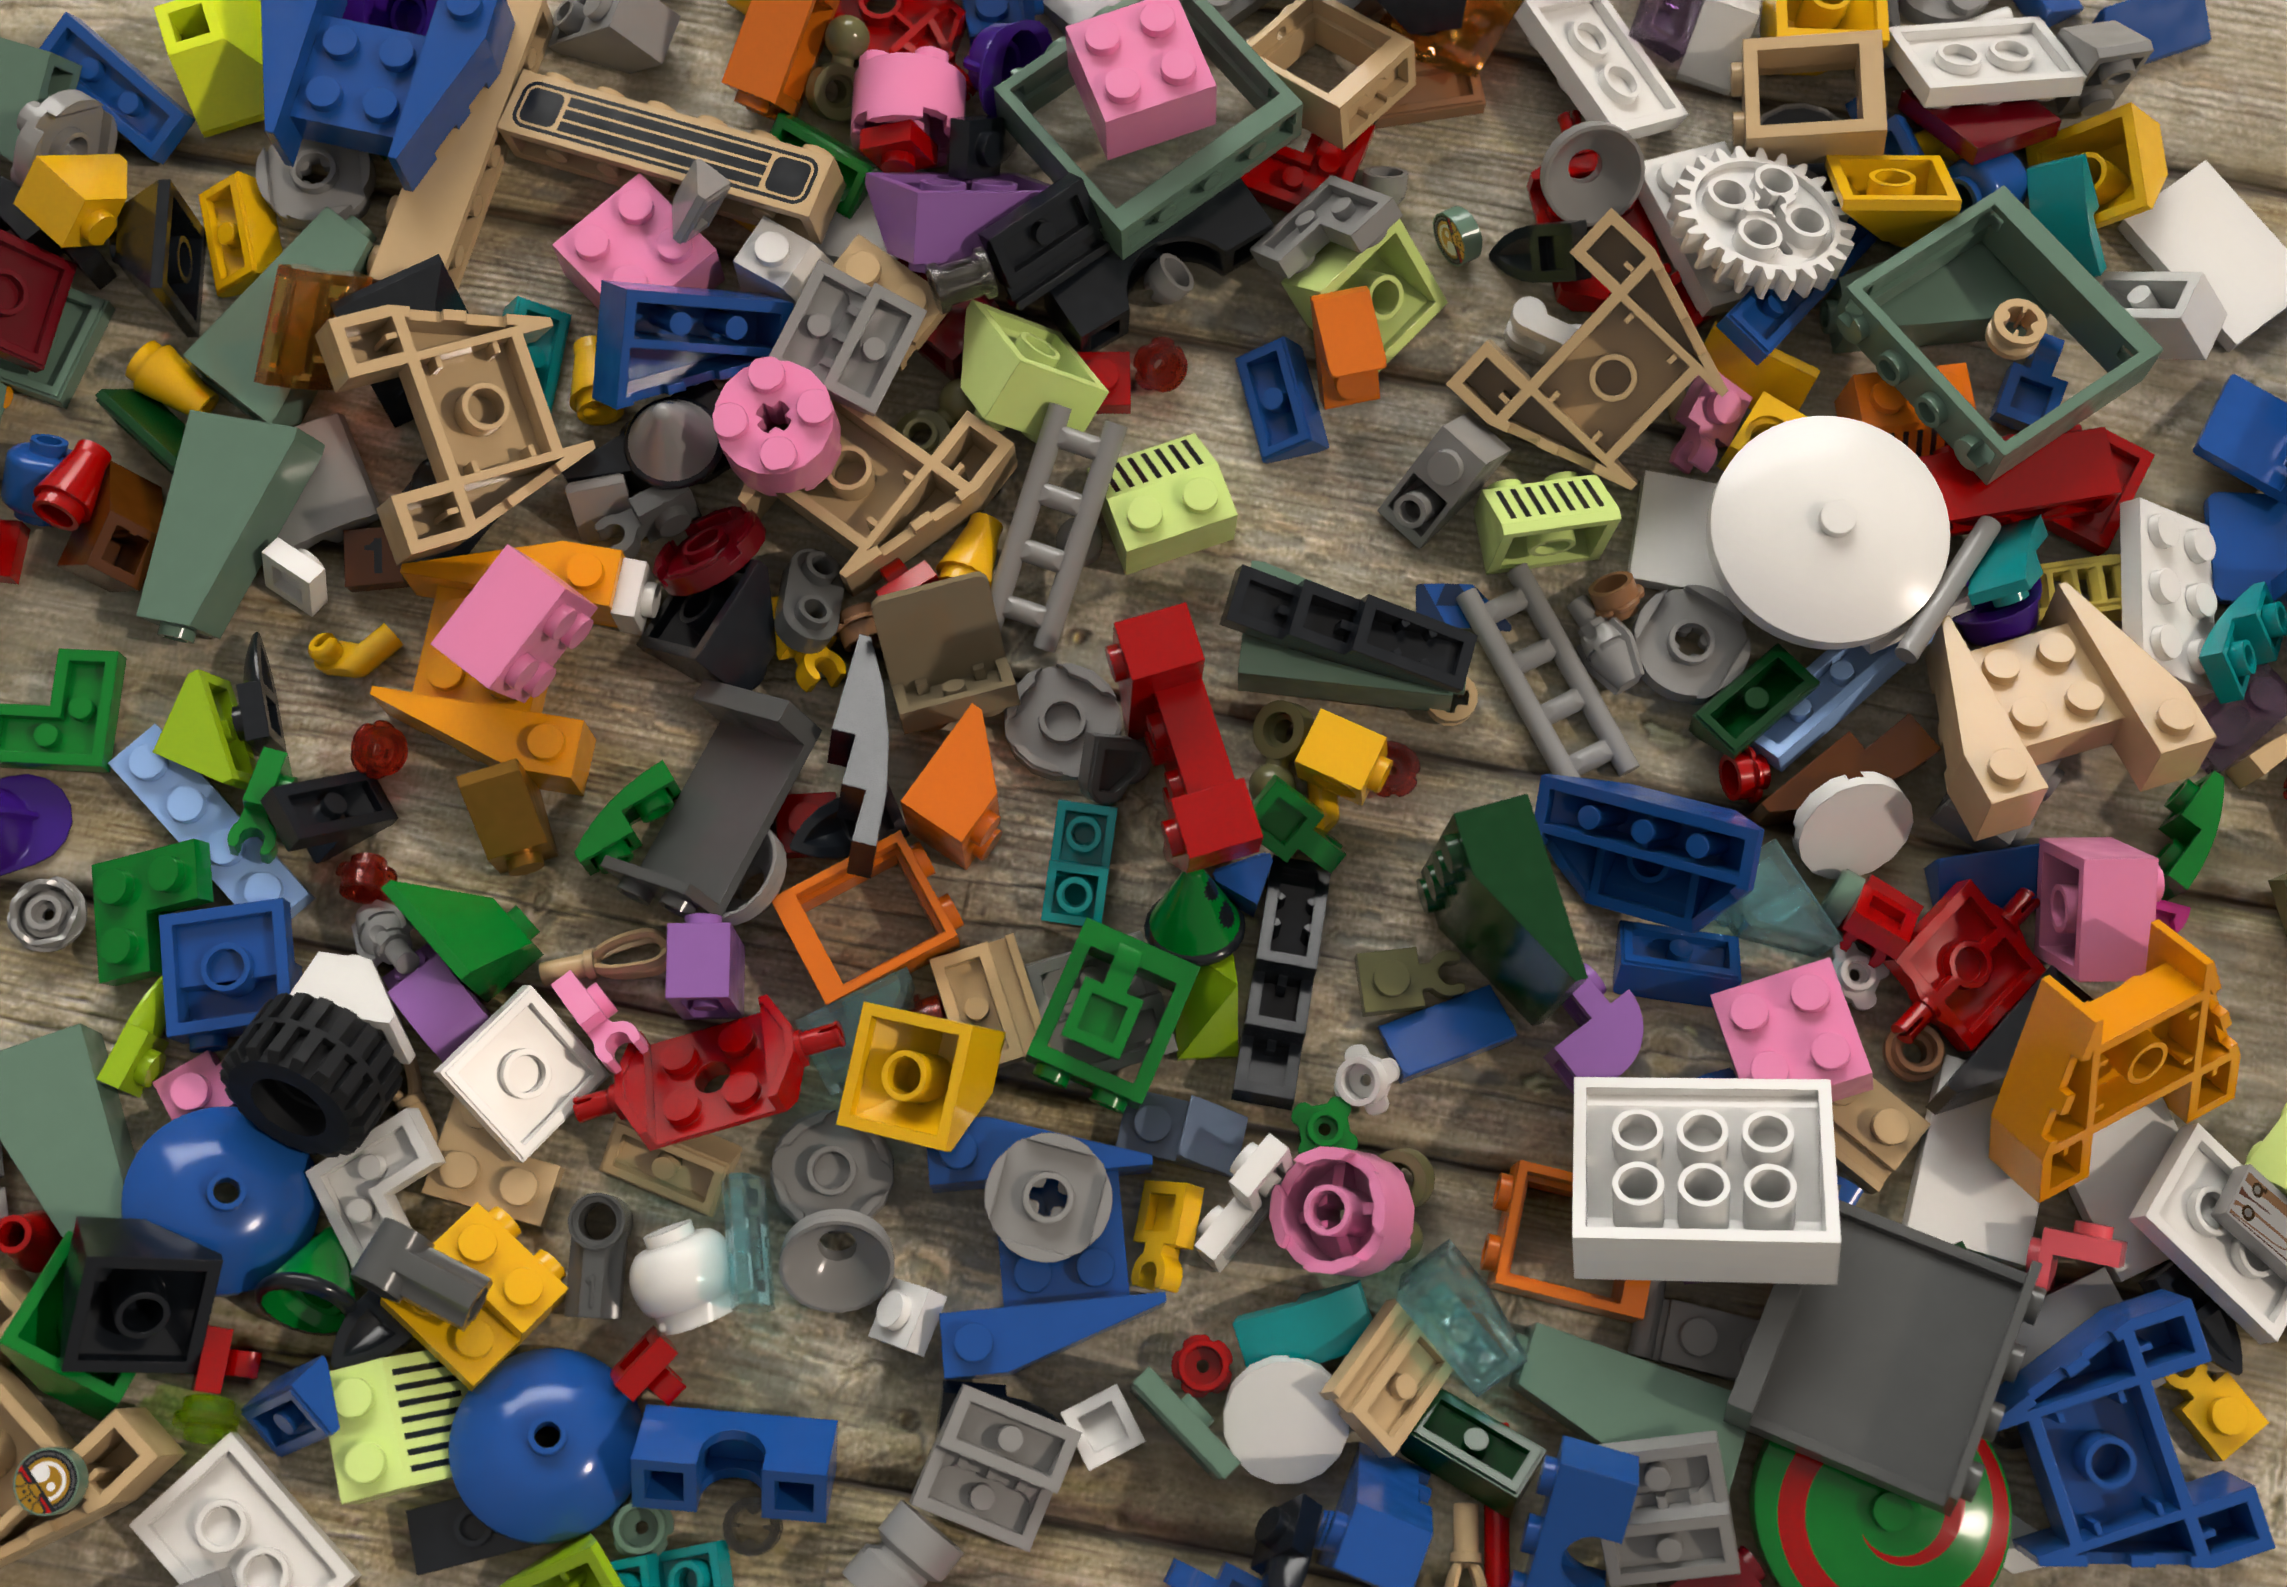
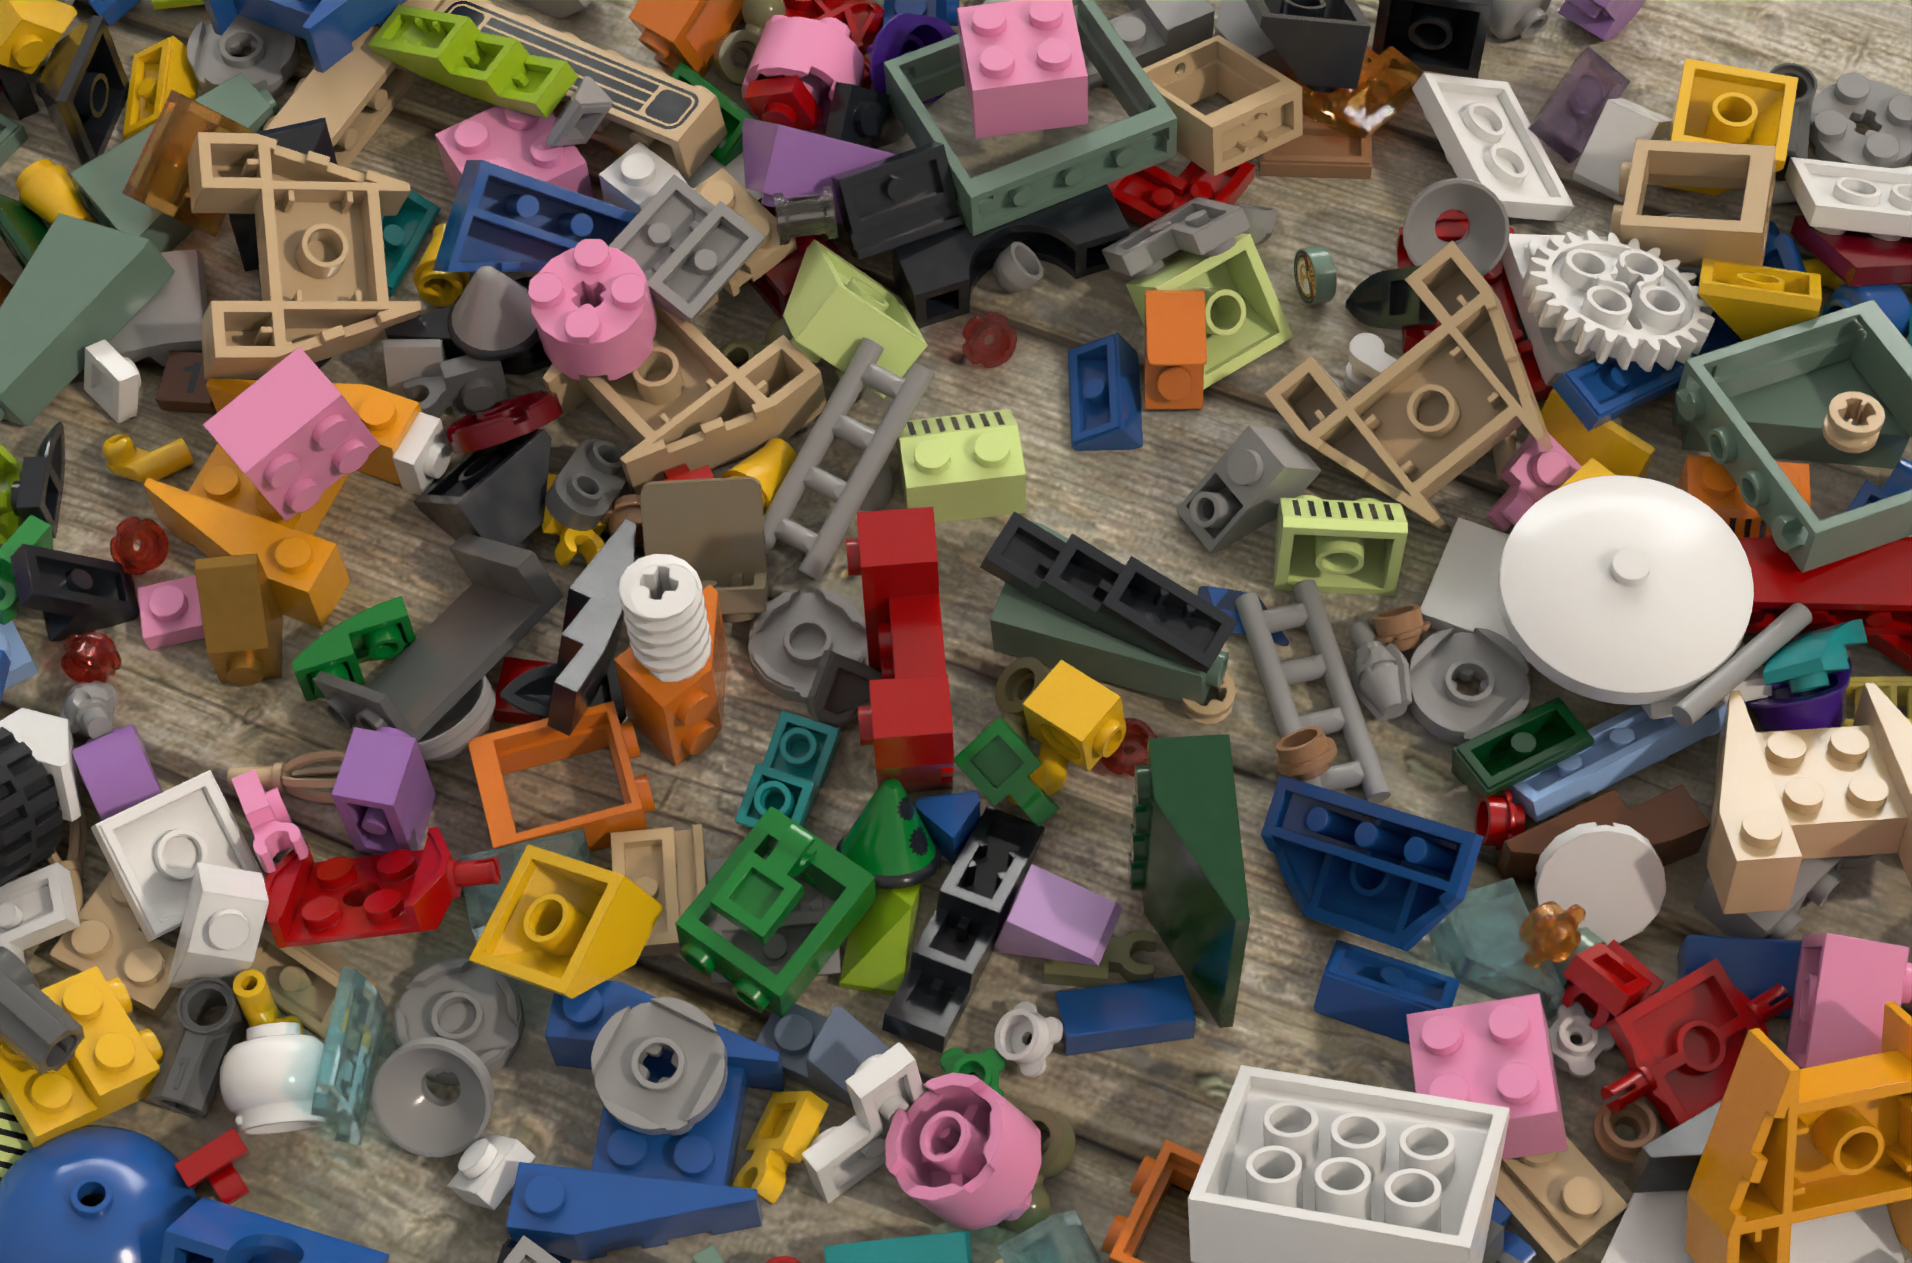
camera: 20 degrees right, 15 degrees down
(432, 811) = (170, 613): none -> bright pink plate
(470, 934) = (170, 717): green slope -> none
(570, 157) = (472, 62): none -> lime slope
(590, 1141) = (219, 925): none -> white slope
(646, 1207) = (257, 1000): none -> yellow arm
(947, 736) = (665, 616): none -> white piece
(1114, 374) = (943, 347): red plate -> none
(1371, 966) = (1057, 920): none -> lavender slope
(1560, 749) = (1305, 753): none -> medium nougat plate
(1606, 1035) = (1290, 1033): medium lavender brick -> none
(1827, 893) = (1551, 933): none -> clear orange plate

